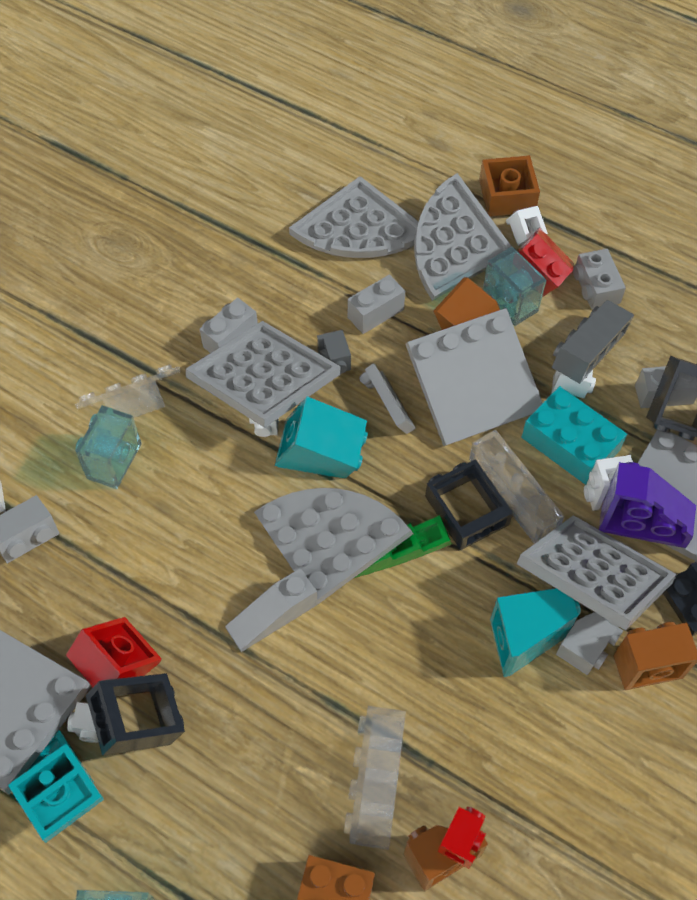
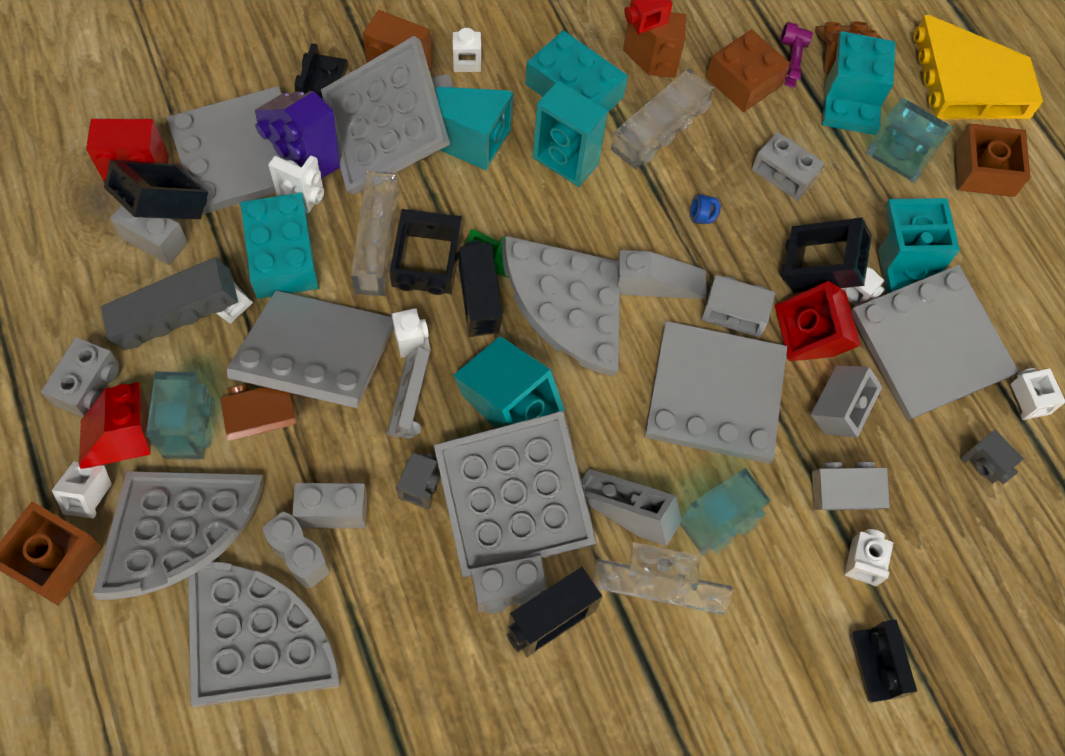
camera: 150 degrees left, 5 degrees up
(56, 595) = (846, 401): none -> light grey brick
(168, 552) = (717, 392): none -> light grey plate
(182, 322) = (553, 612): none -> black window
(182, 422) = (633, 506): none -> light grey slope
(190, 622) = (738, 305): none -> light grey brick
(225, 809) = (787, 166): none -> light grey brick
(278, 703) = (701, 209): none -> blue tile
(367, 268) = (298, 552): none -> light grey brick
(397, 483) = (479, 289): none -> black window
(424, 436) = (410, 332): none -> white brick
(437, 662) = (569, 133): none -> teal brick
(487, 758) = (576, 67): none -> teal brick
(606, 716) = (466, 43): none -> white brick

